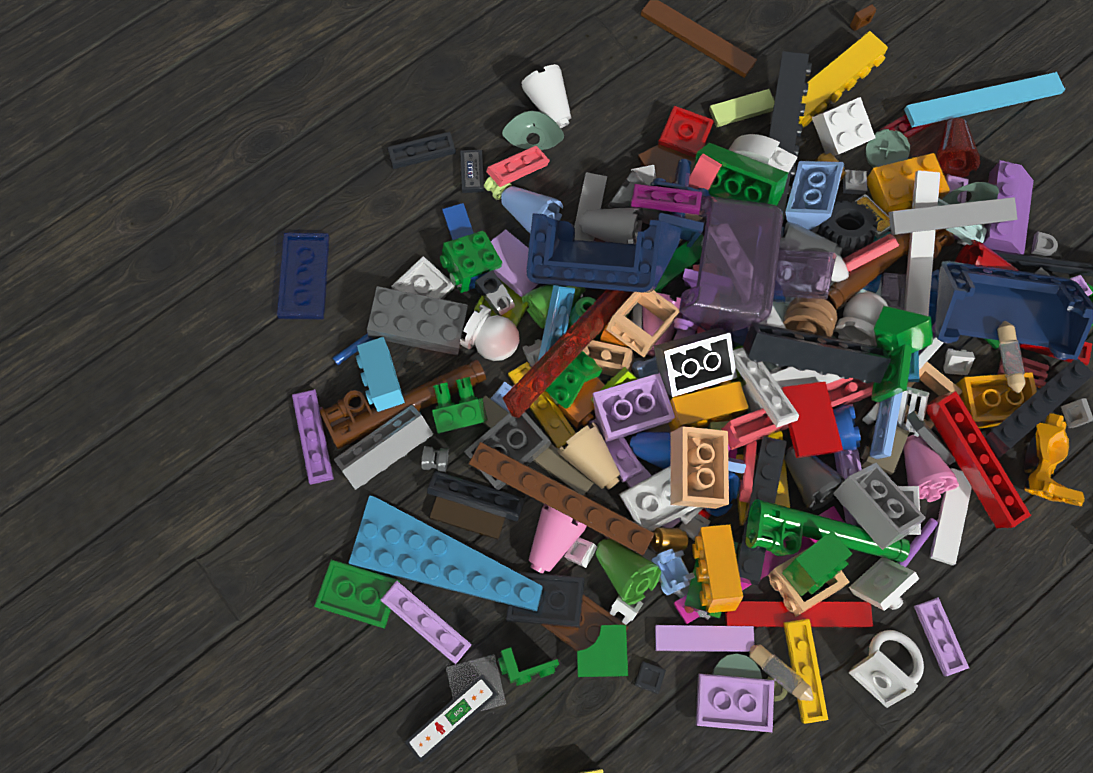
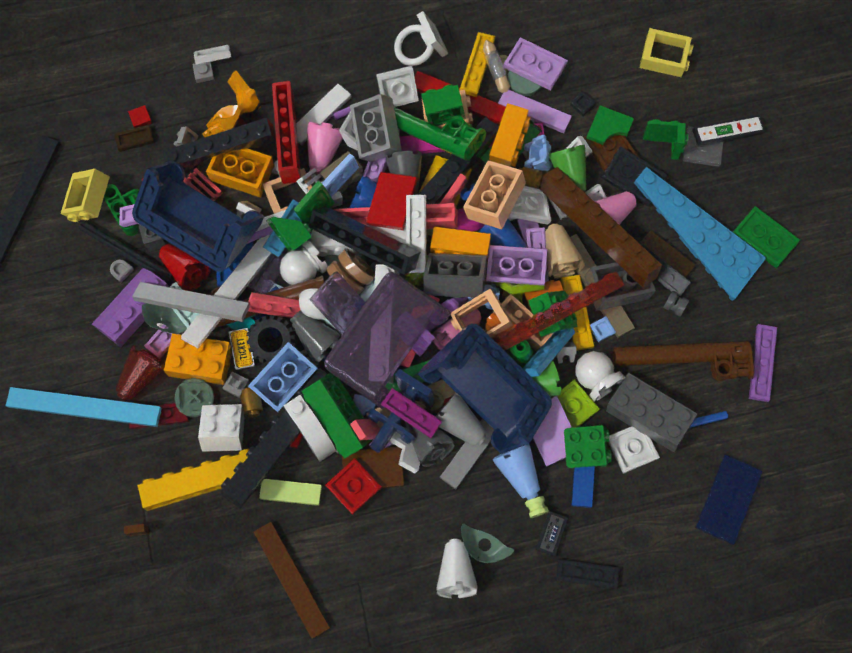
camera: 150 degrees left, 0 degrees up
(379, 374) = (697, 380): medium azure brick -> none
(383, 446) = (713, 325): light grey brick -> none
(425, 622) = (724, 197): lavender tile -> none
(454, 416) = (646, 324): green brick -> none
(494, 293) = (581, 408): leg -> none
(517, 166) = (512, 515): coral tile -> none
(736, 465) = (459, 200): light blue tile -> none
(931, 438) = (310, 159): dark grey tile -> none
(941, 637) = (374, 48): lavender tile -> none
(1011, 357) = (217, 183): piece -> none

